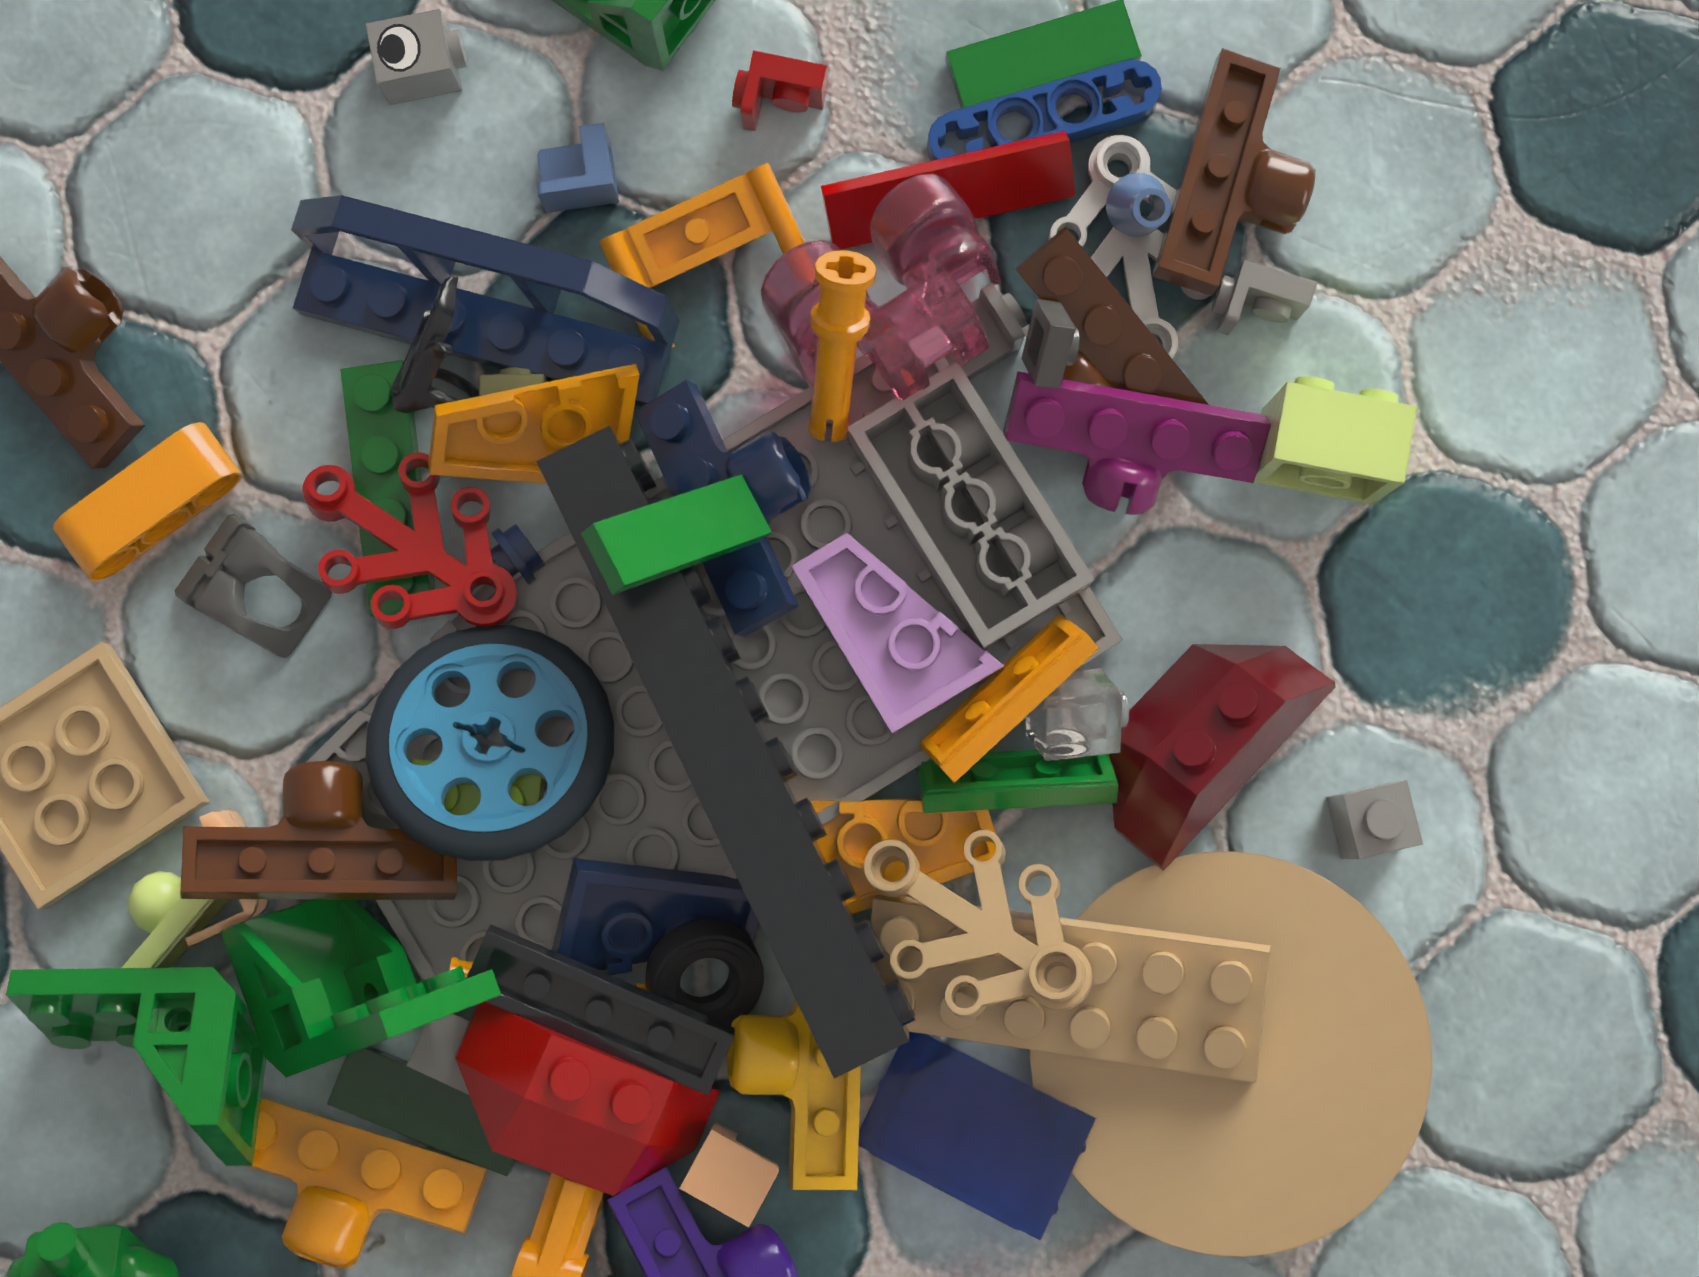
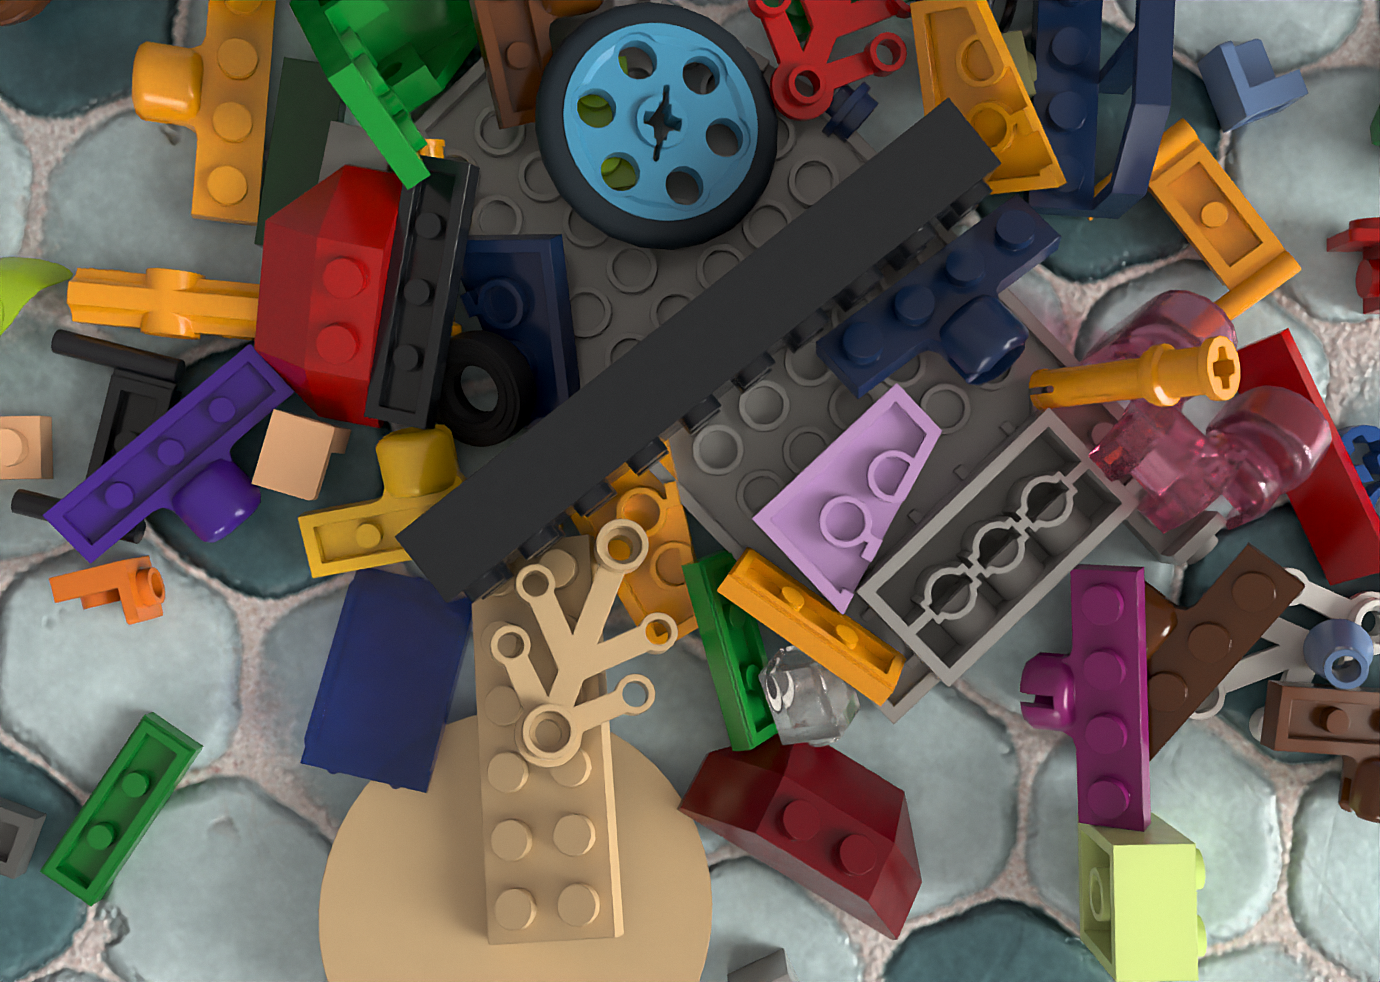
camera: 75 degrees right, 5 degrees up
(675, 533) = (904, 254): green tile -> none
(1050, 344) = (1180, 594): dark grey plate -> none
(1270, 291) = (1276, 798): light grey bracket -> none

